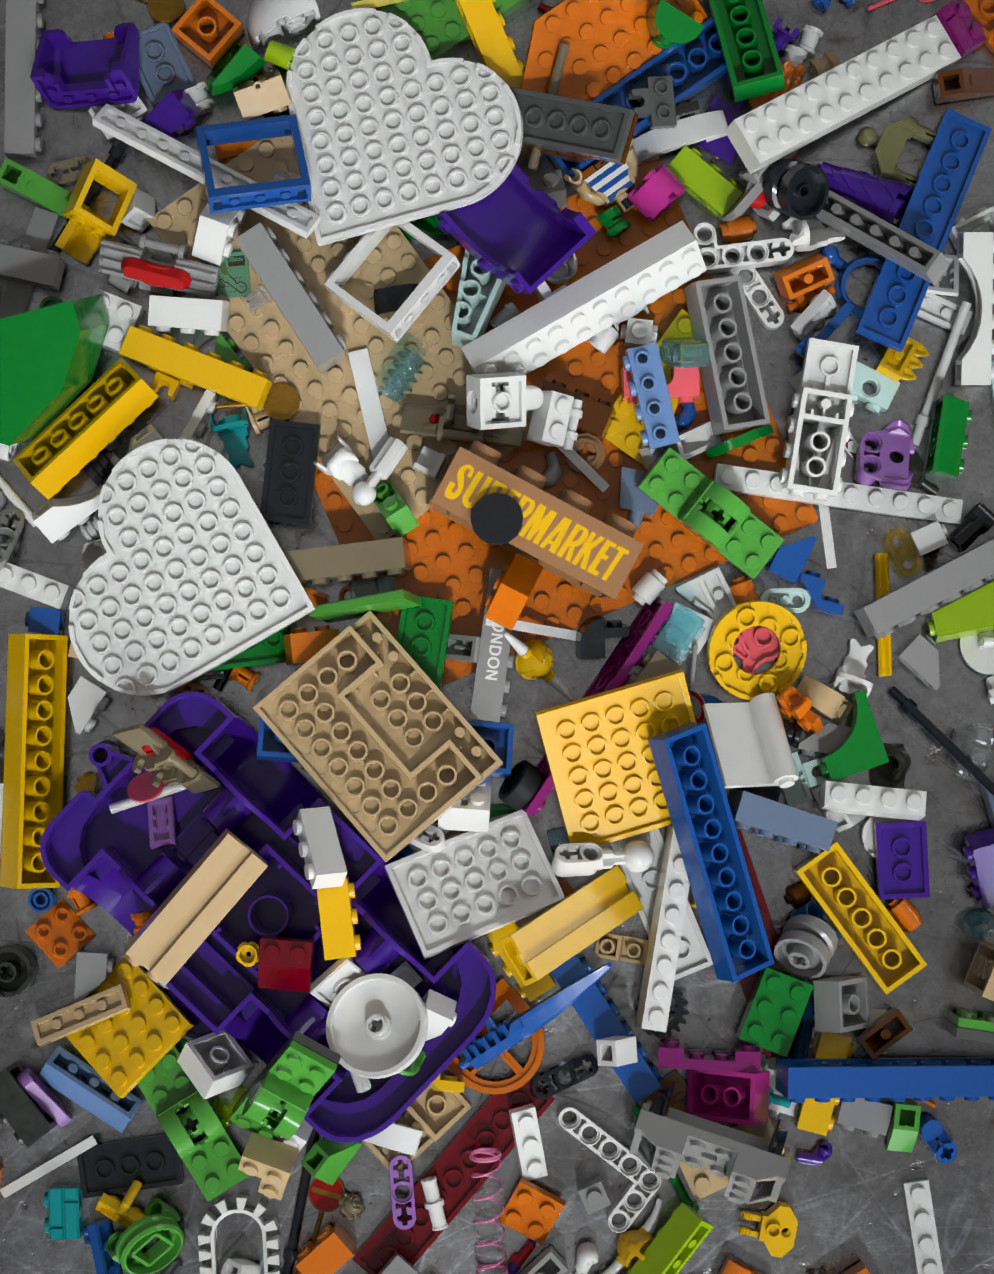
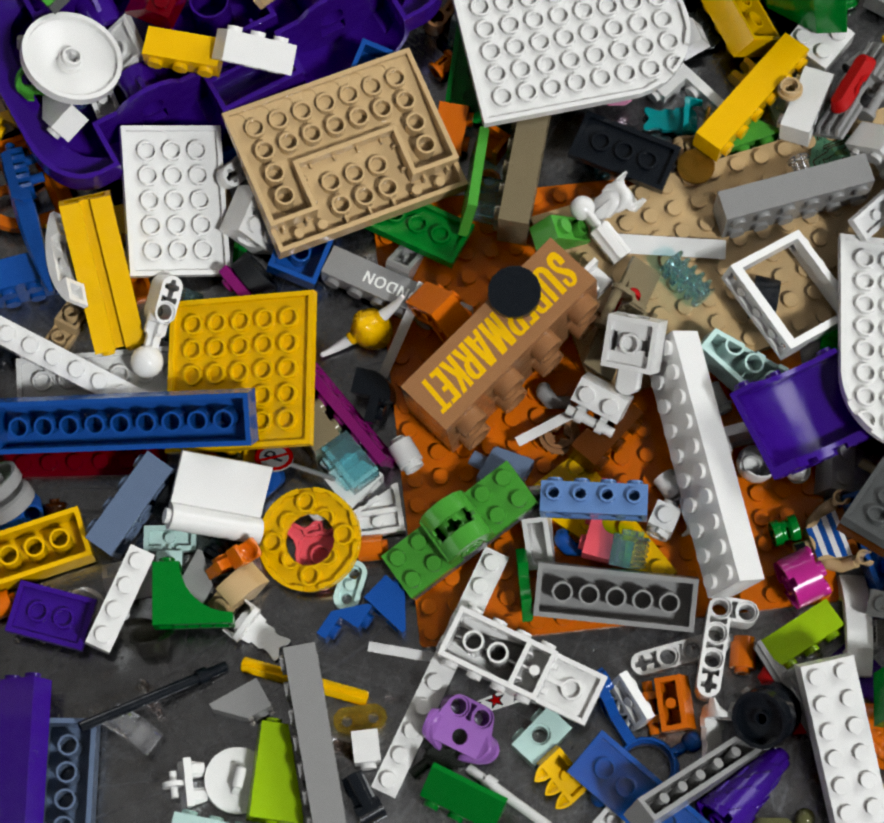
camera: 105 degrees right, 15 degrees down
(174, 330) = (790, 83): none -> tan plate
(582, 964) = (60, 263): none -> white slope

